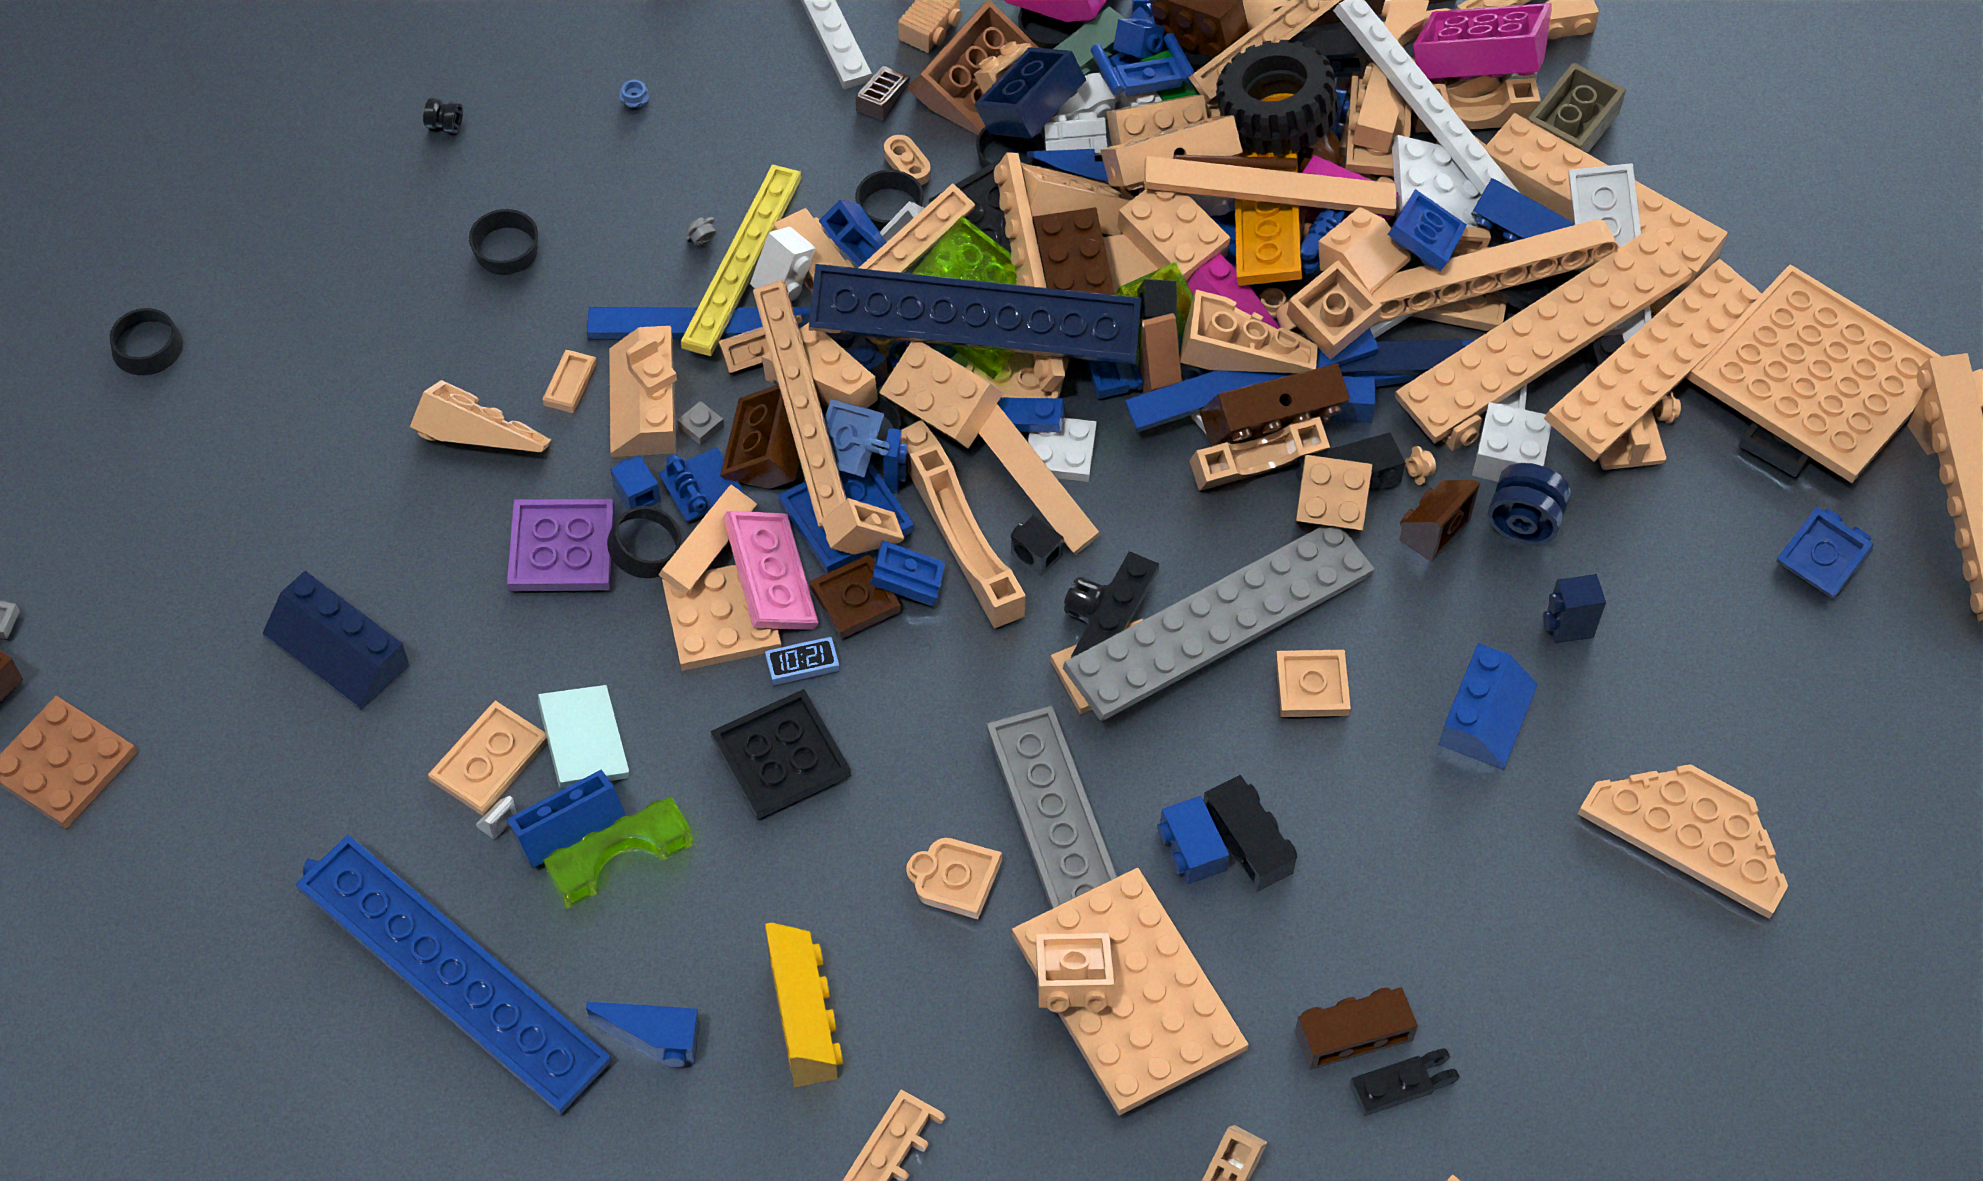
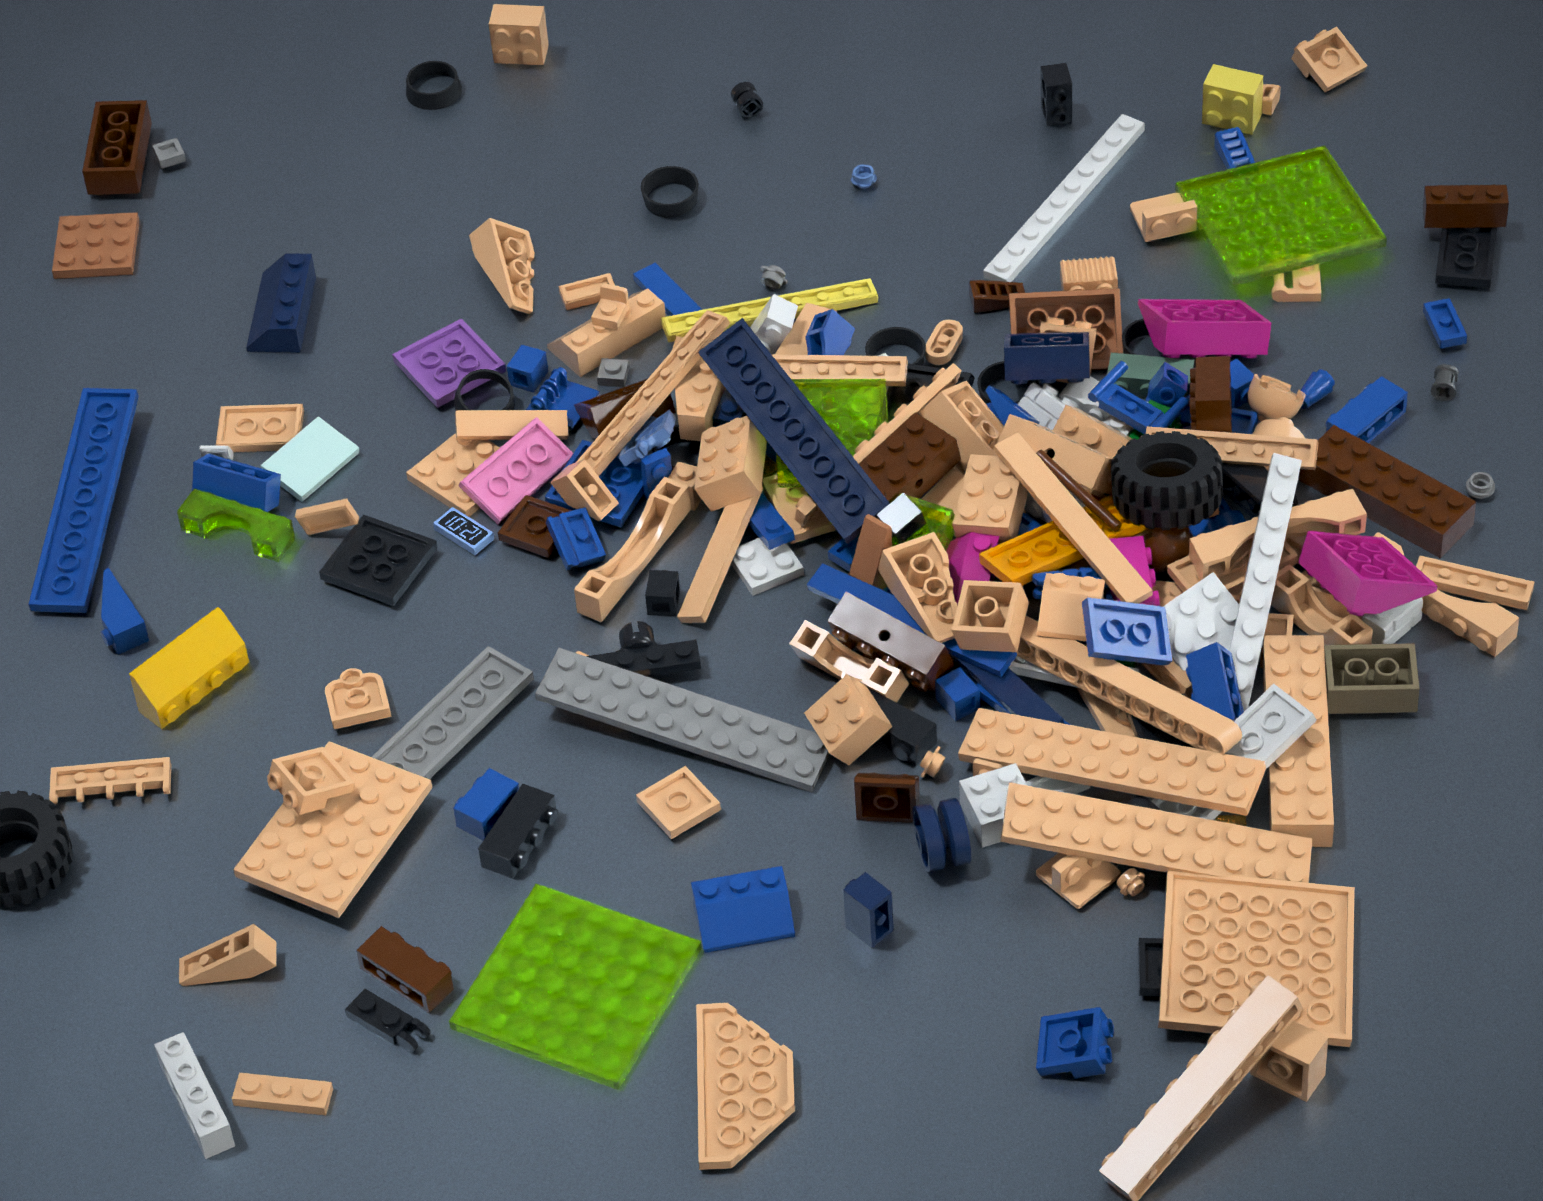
camera: 60 degrees right, 10 degrees down
(166, 229) = (518, 34): none -> light nougat brick
(690, 763) = (327, 516): none -> light nougat tile
(1473, 896) = (576, 986): none -> clear neon green plate

